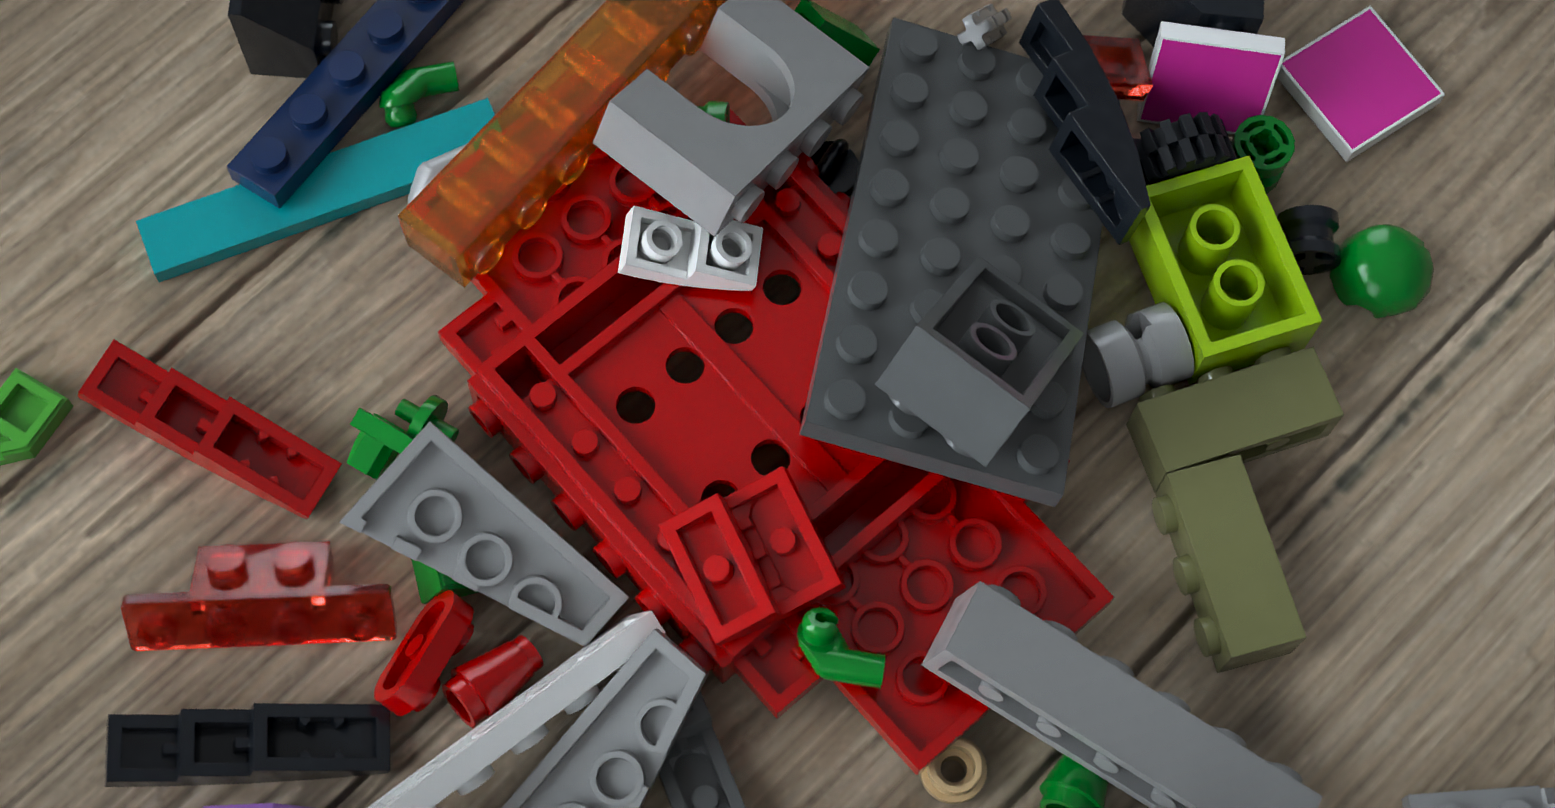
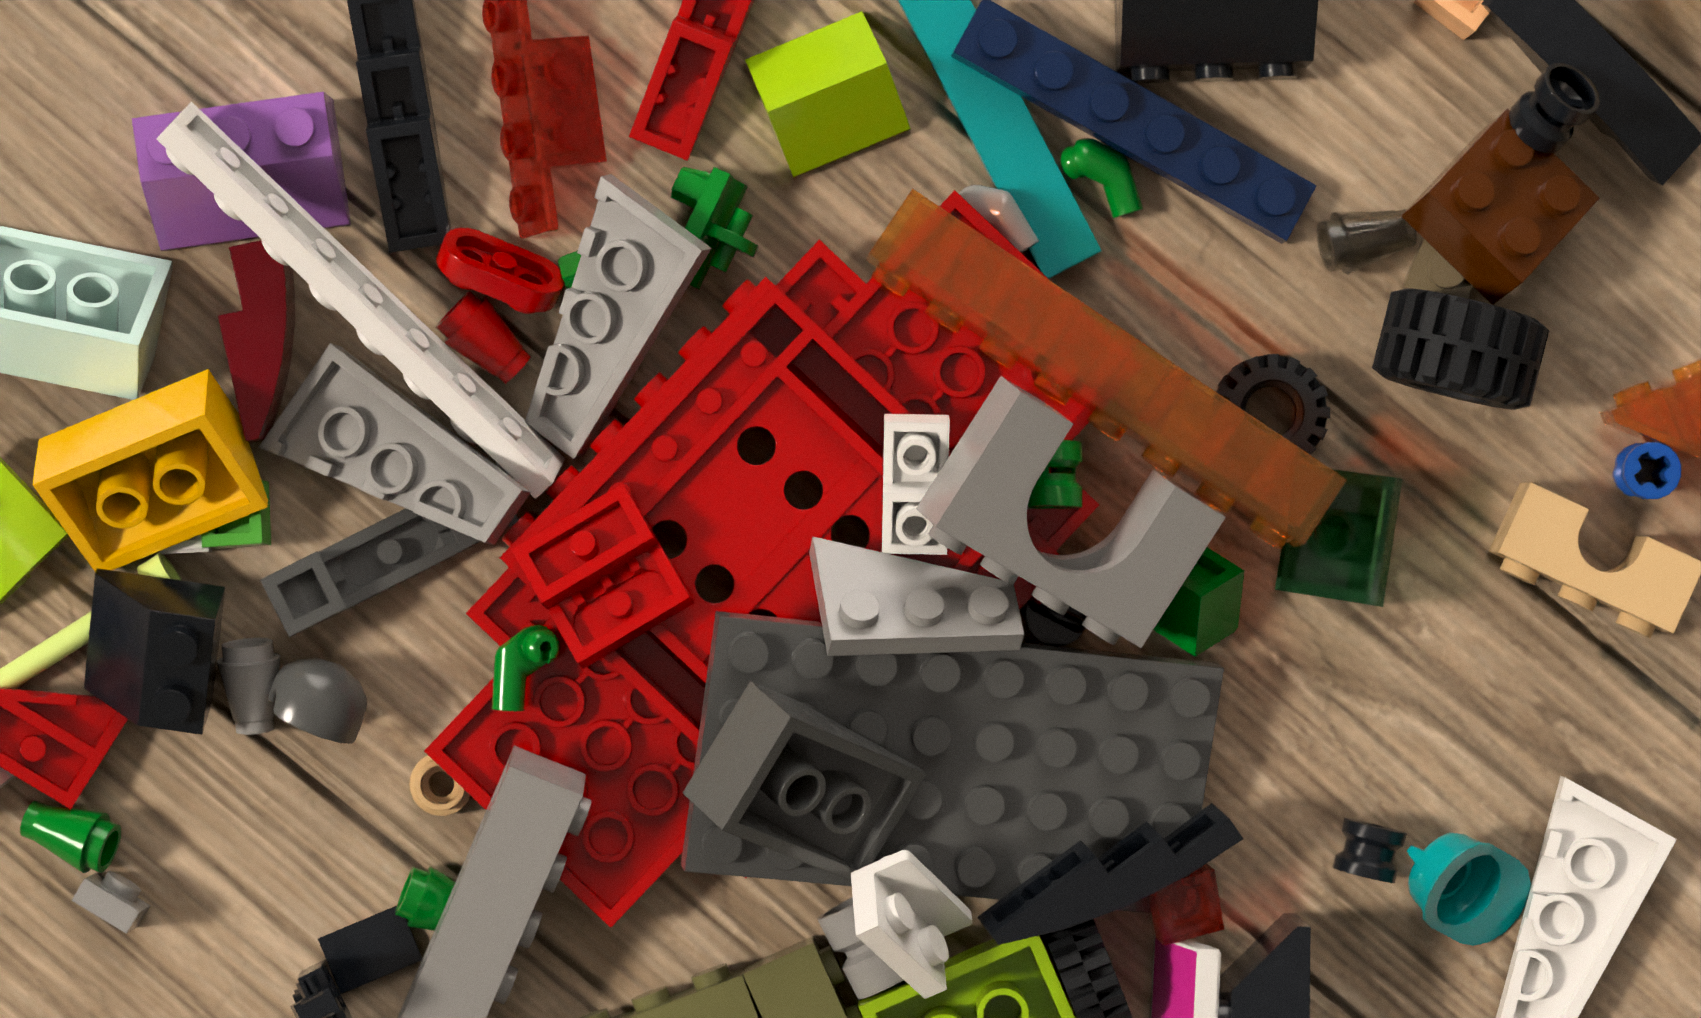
camera: 85 degrees right, 20 degrees up
(297, 325) = (828, 94): none -> lime slope
(810, 262) = (908, 606): none -> light grey wing
(984, 26) = (1226, 765): light grey axle -> none
(1110, 290) = (904, 917): none -> white bracket

